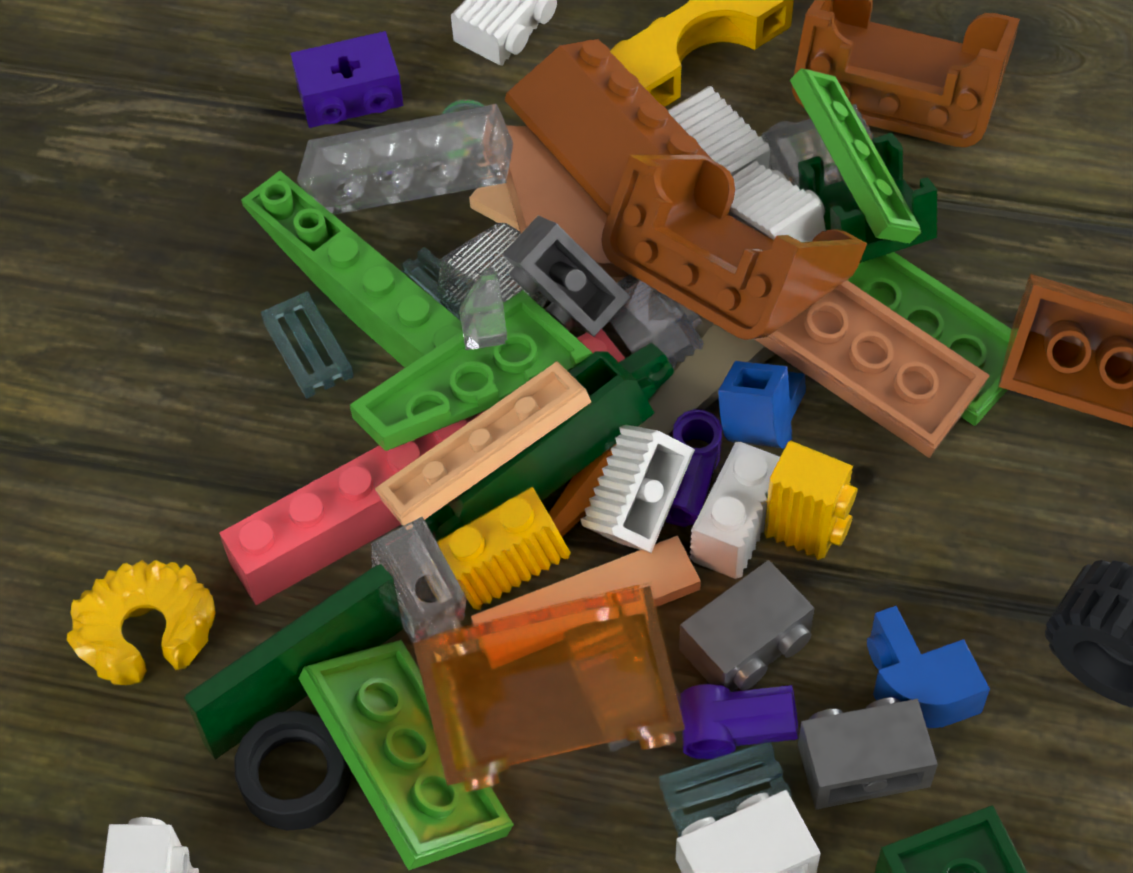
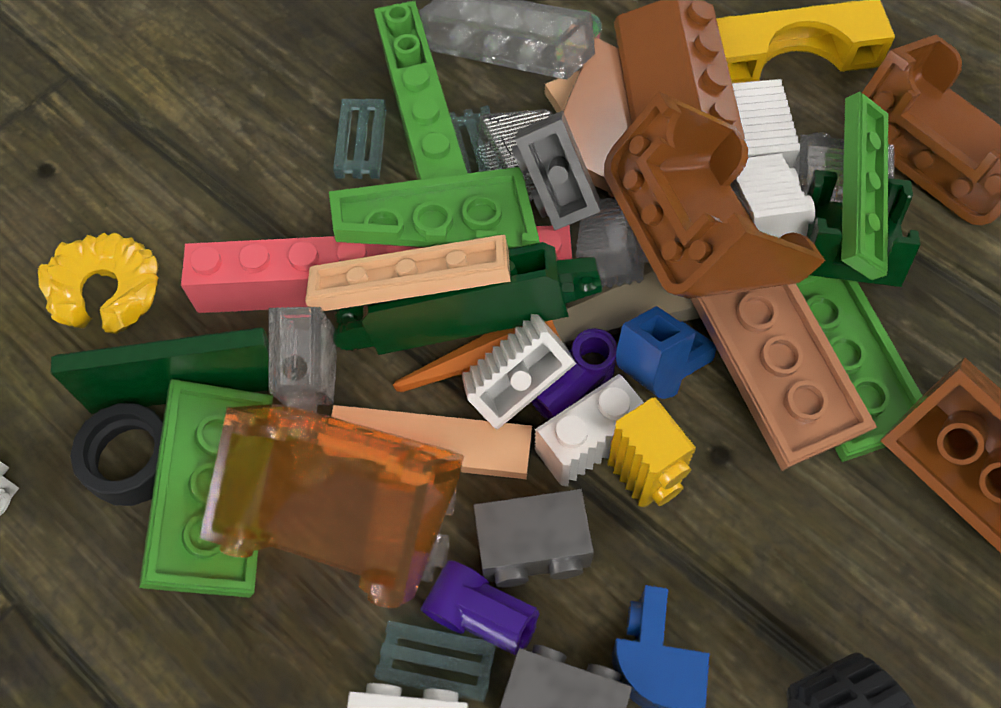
camera: 30 degrees right, 5 degrees up
(483, 313) = (470, 167): clear slope -> none
(503, 548) = (384, 364): yellow brick -> none

